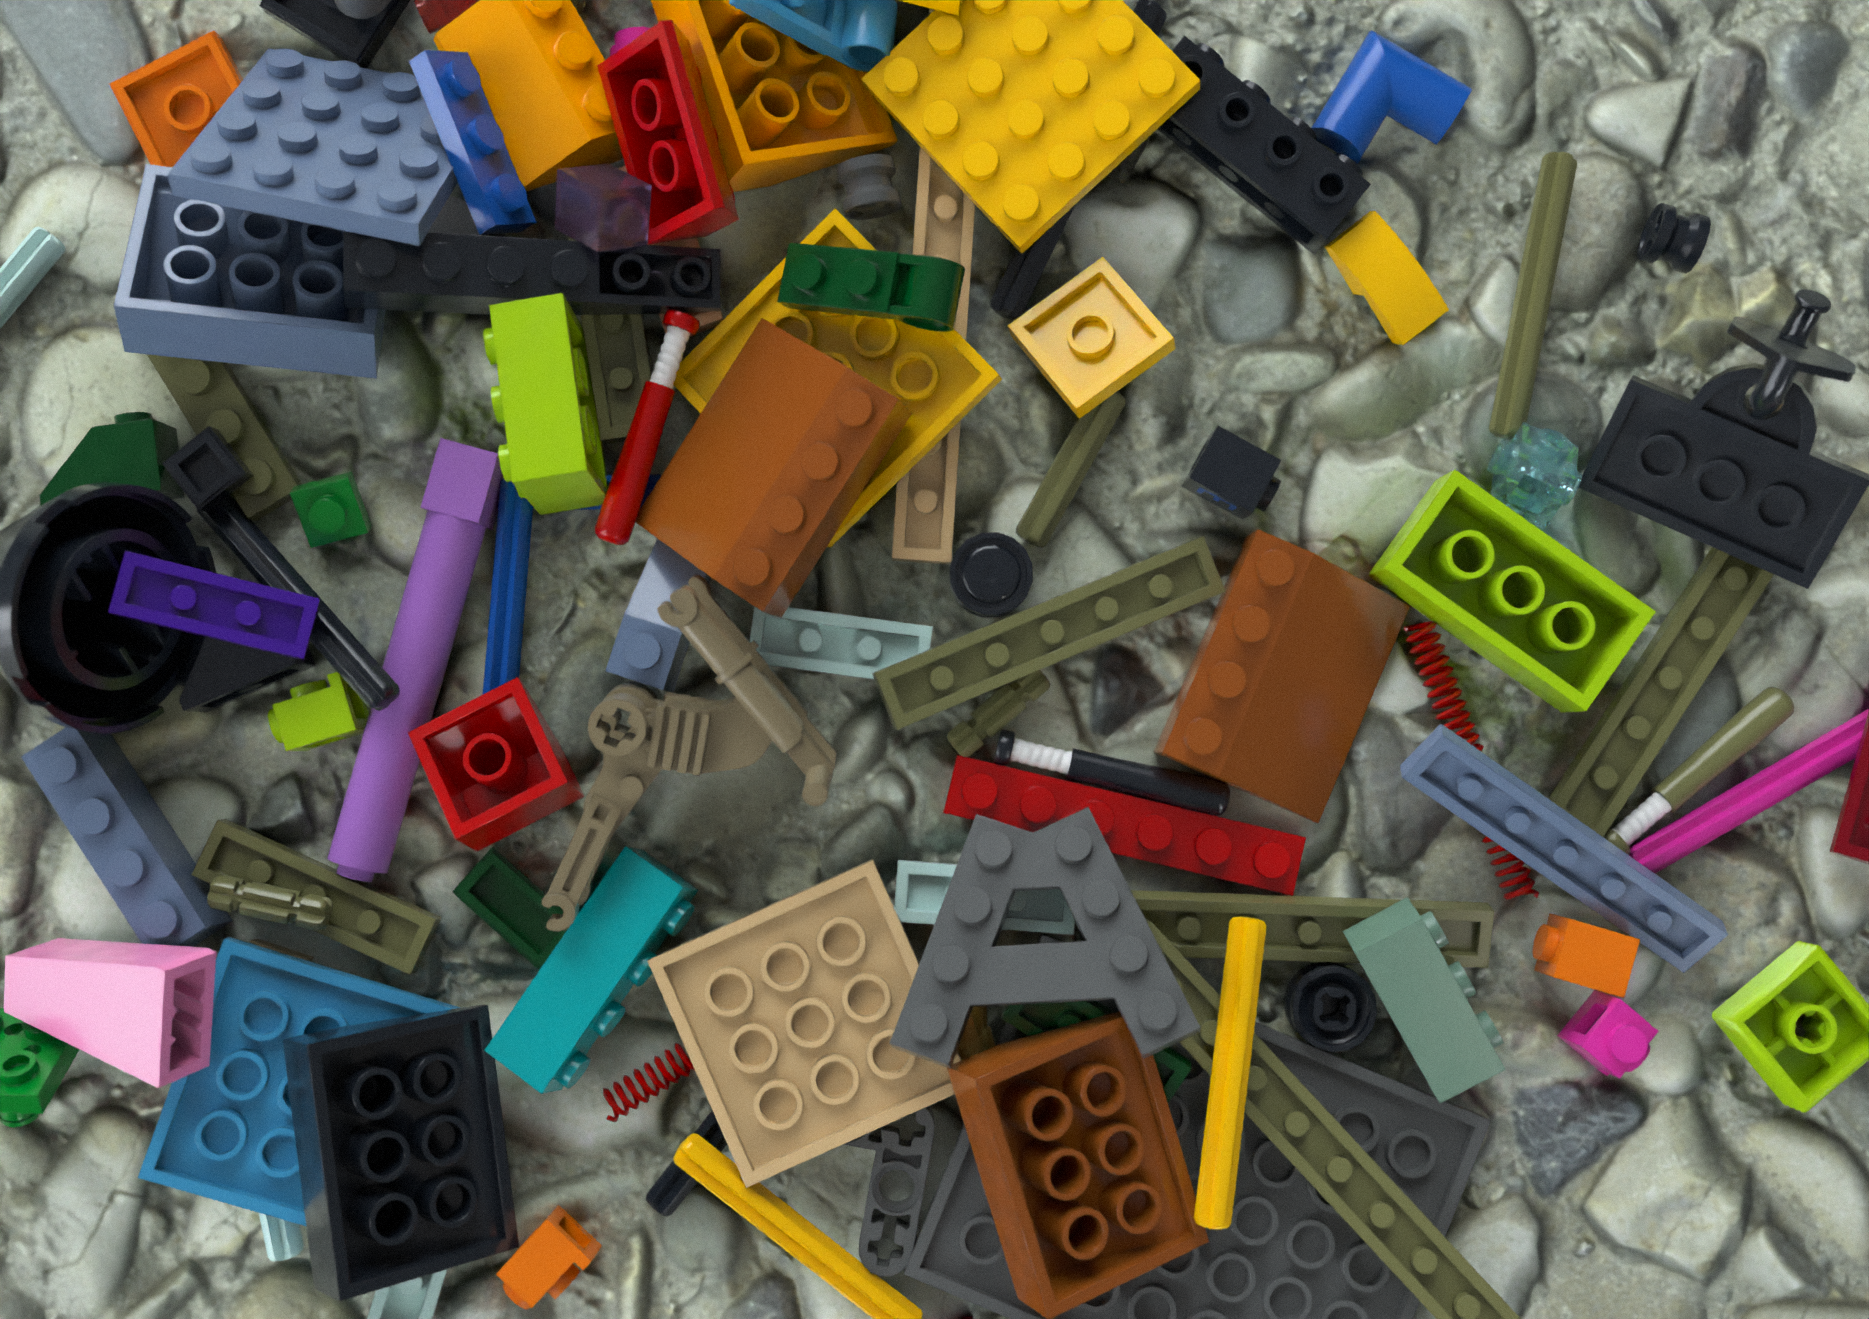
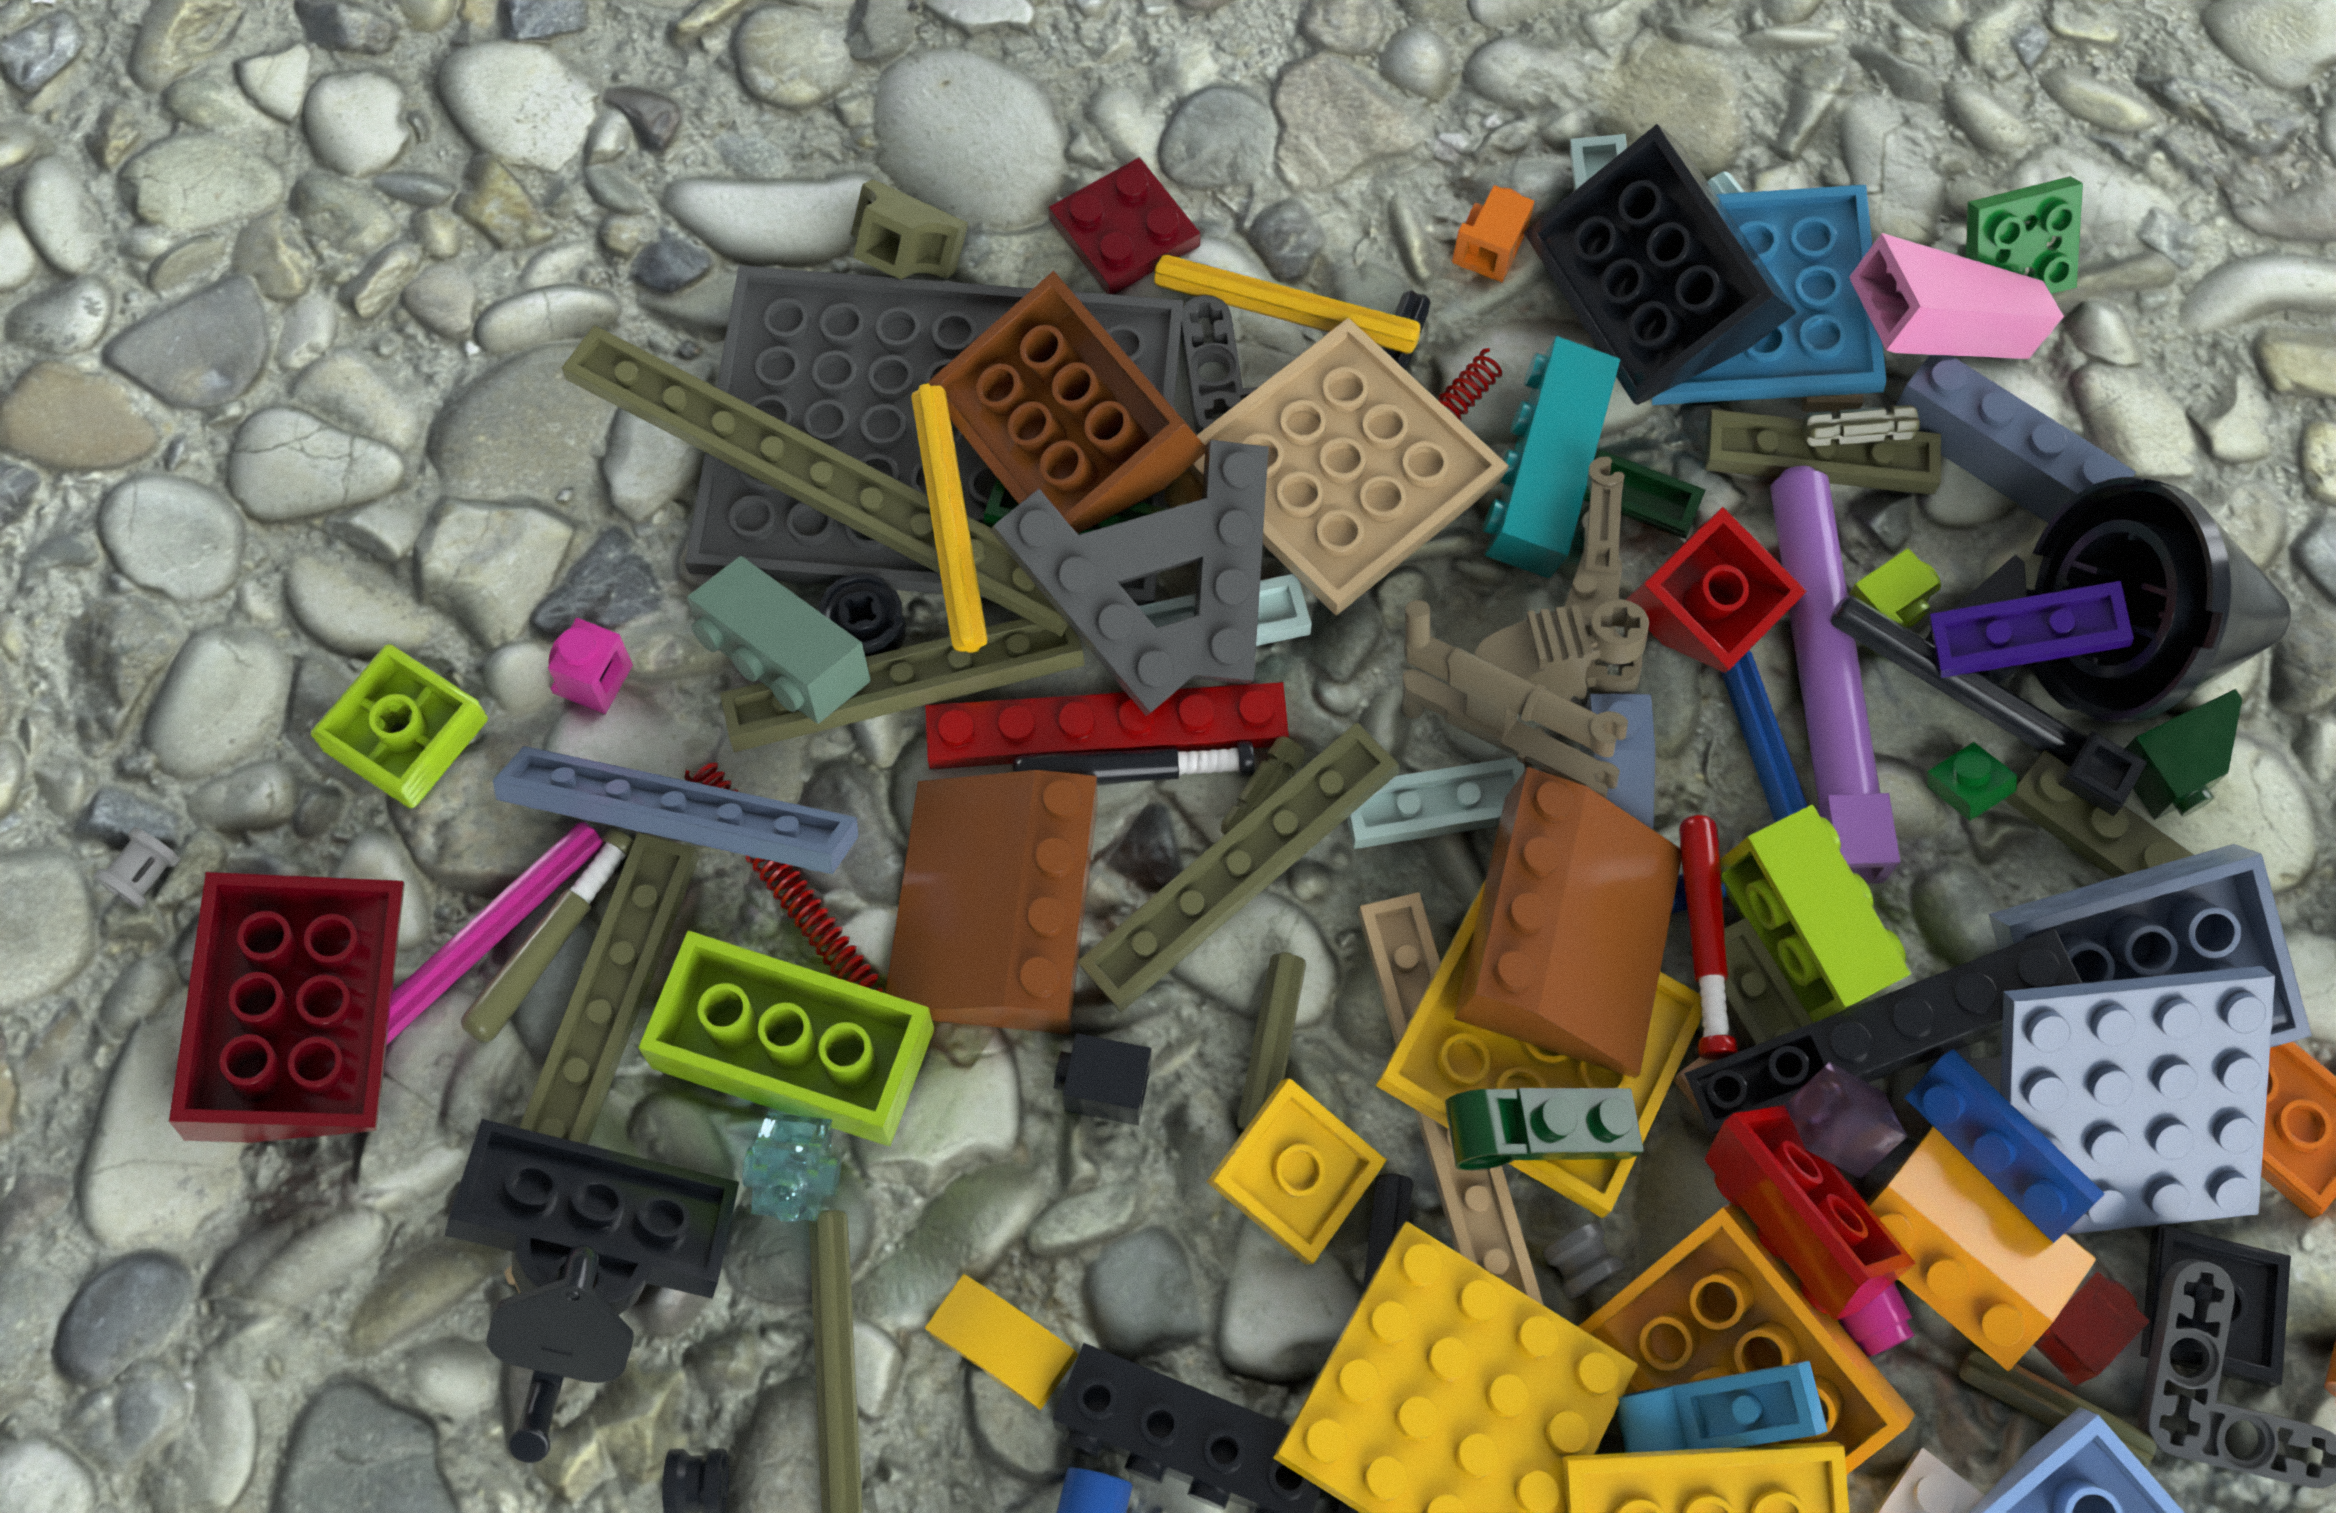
camera: 165 degrees right, 20 degrees down
(990, 575) = (1315, 909): black wheel -> none
(1585, 954) = (628, 729): orange brick -> none

